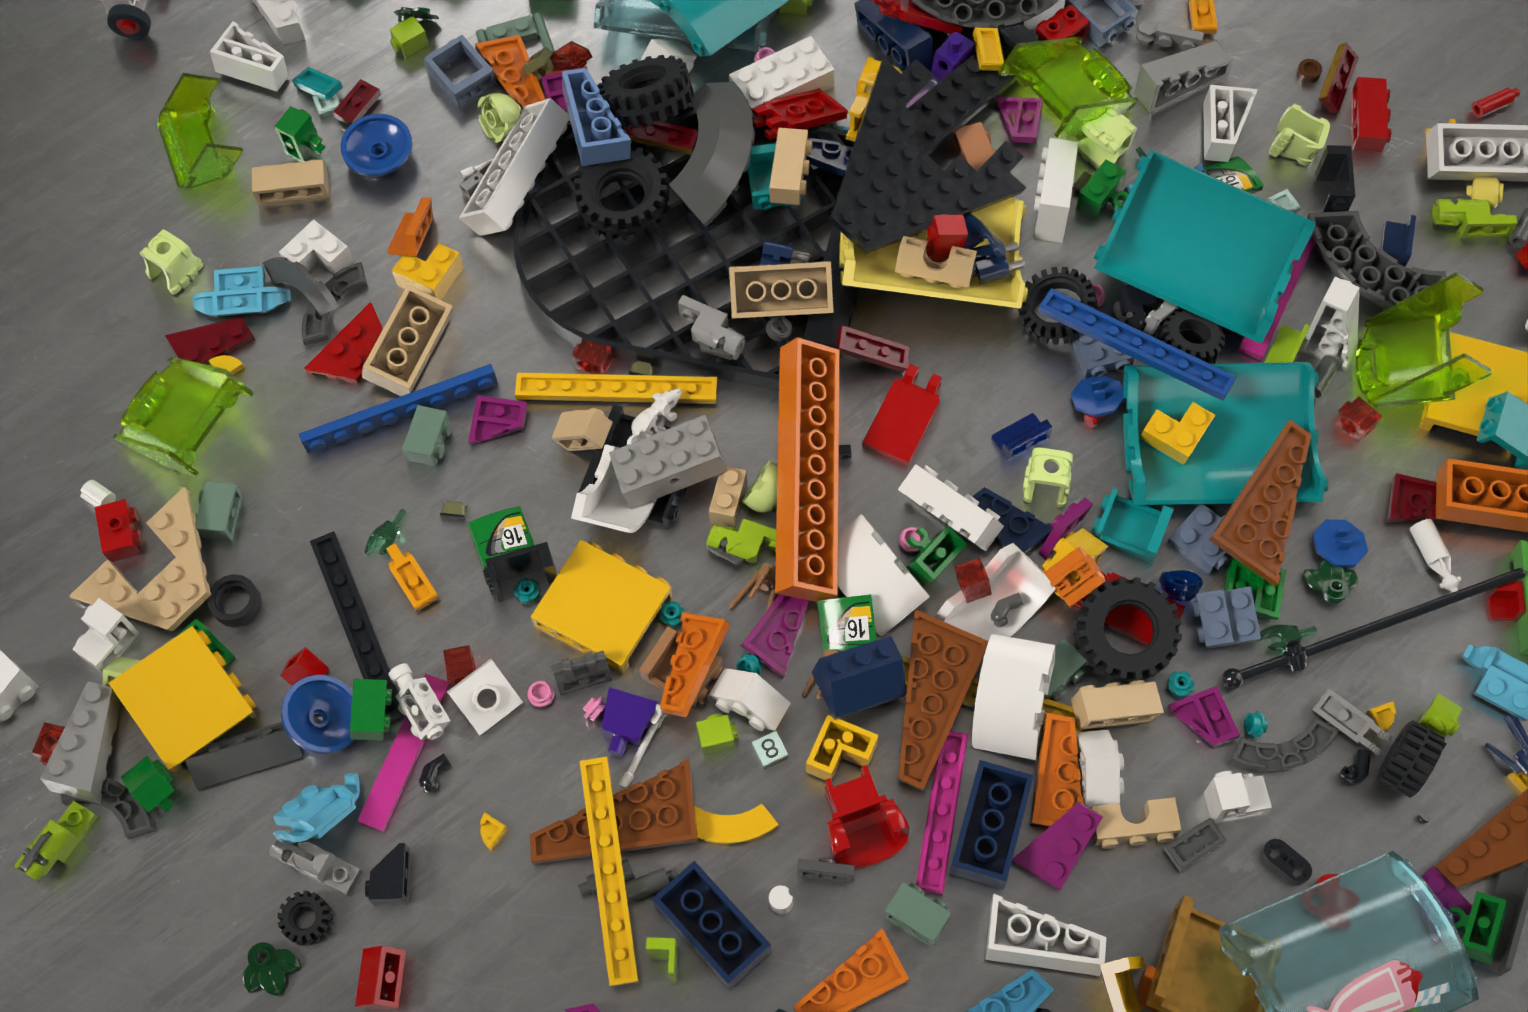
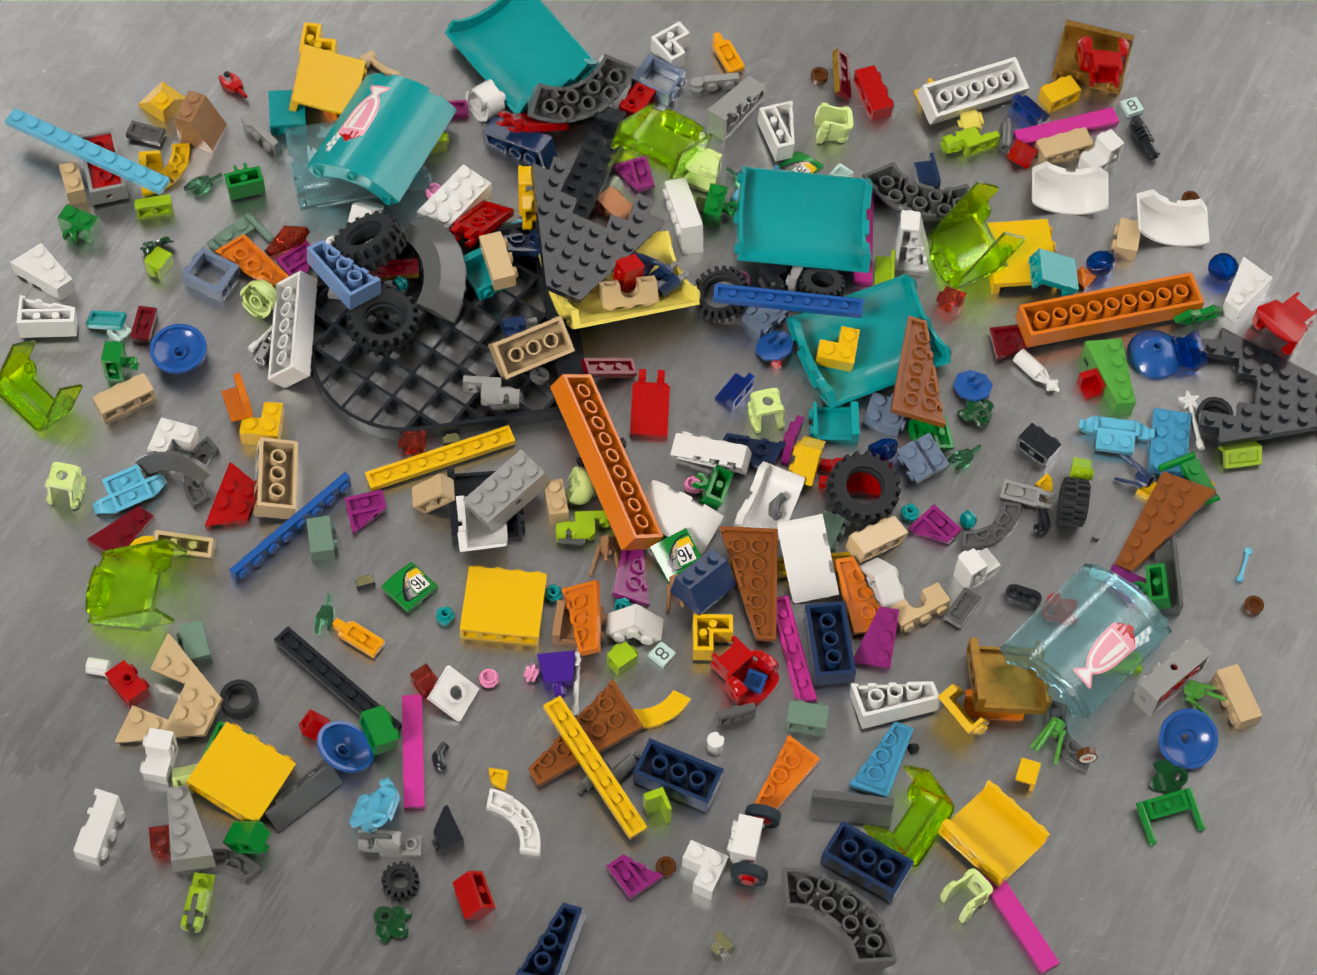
camera: 30 degrees left, 5 degrees down
(267, 384) = (195, 545): none -> tan brick
(419, 704) = (411, 713): white brick -> none
(492, 895) = (520, 818): none -> white tile
(518, 564) = (446, 588): black panel -> none
(537, 62) = (269, 248): olive tile -> none
(581, 672) = (512, 652): dark grey plate -> none
(653, 418) = (478, 470): white animal -> none
(665, 156) = (401, 283): none -> teal plate
(871, 835) = (755, 681): none -> blue tile
(951, 54) = (572, 143): dark purple torso -> none
(973, 580) = (750, 493): clear red brick -> none
(988, 48) = (594, 132): yellow tile -> none
(1061, 573) = (812, 455): orange piece -> none
(1296, 654) = (975, 465): black bar -> none
(1326, 370) = (917, 273): dark grey cylinder -> none
(1338, 167) = (868, 136): black panel -> none
(1397, 658) = (1038, 445): none -> black brick
(1494, 101) = (951, 57): red cylinder -> none

